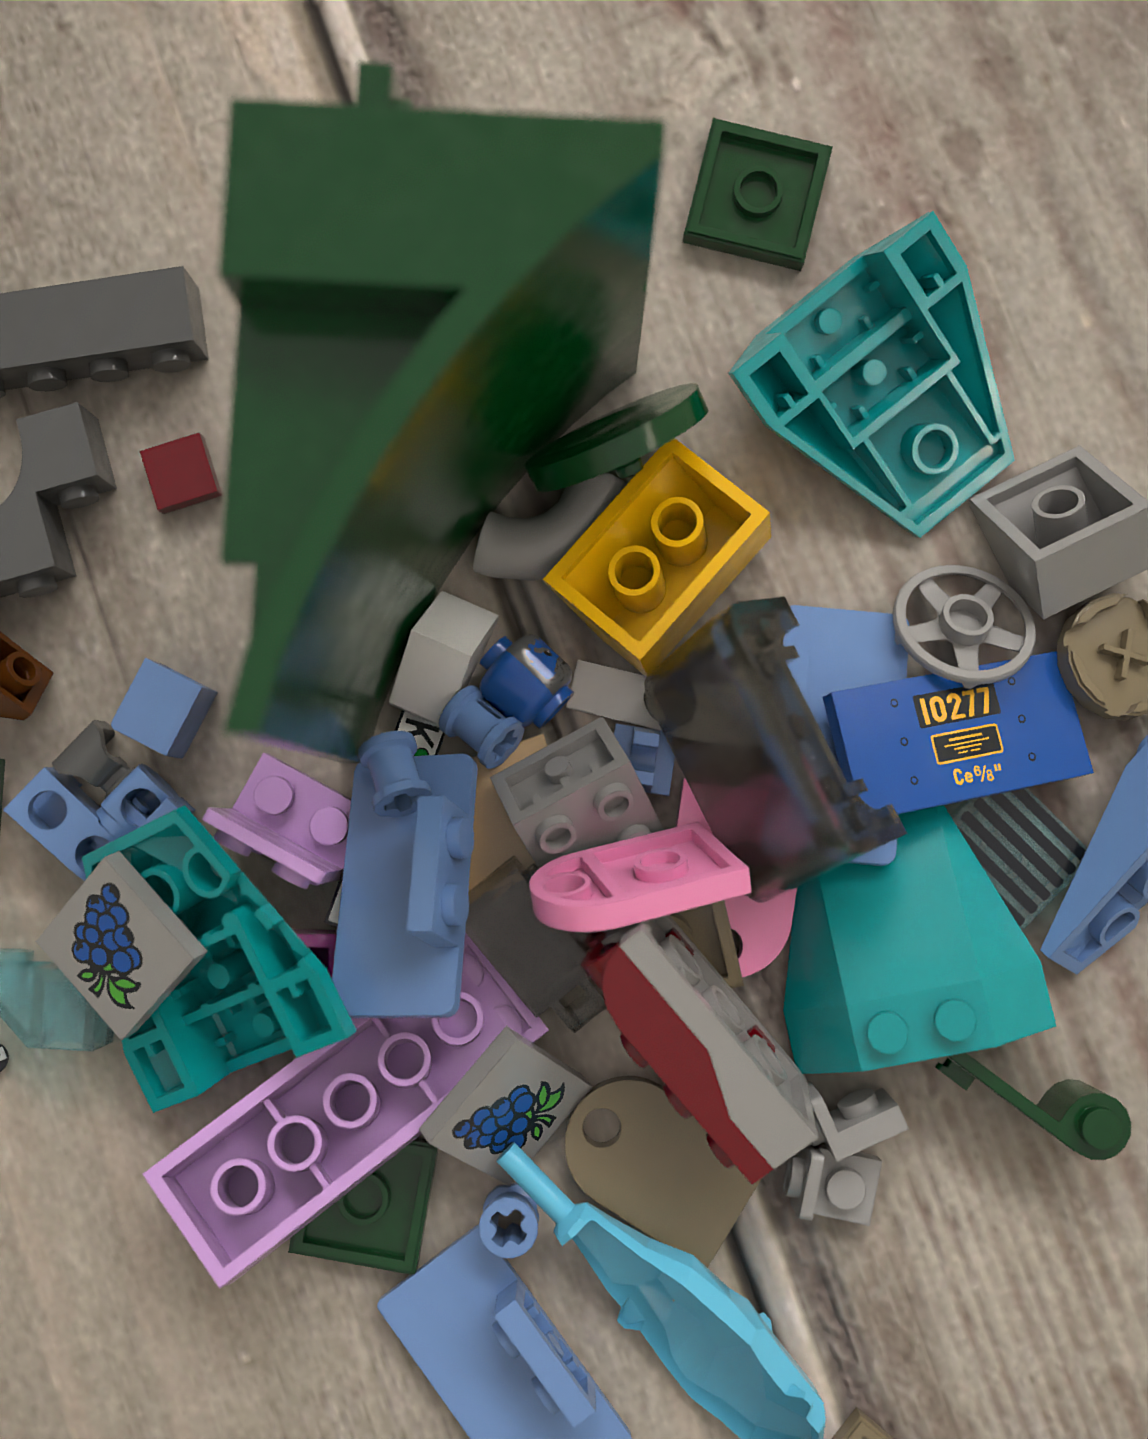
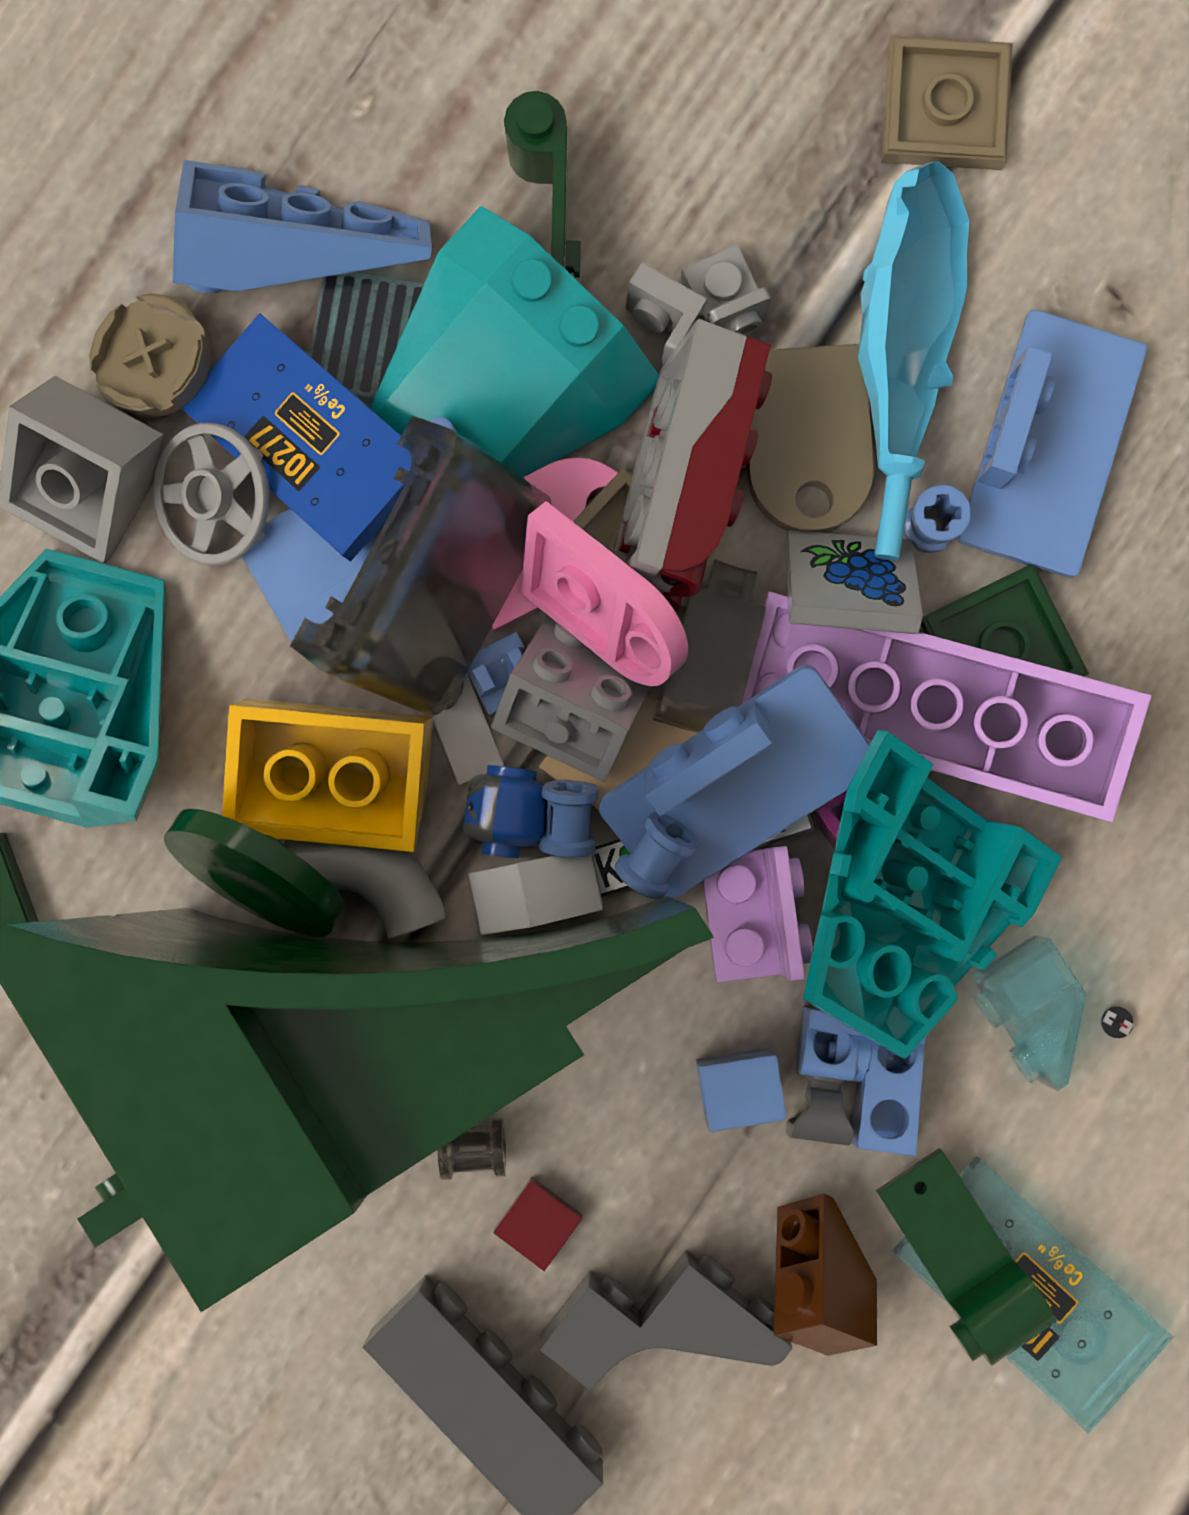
camera: 125 degrees left, 0 degrees up
(120, 945) = (950, 972): light grey tile -> none

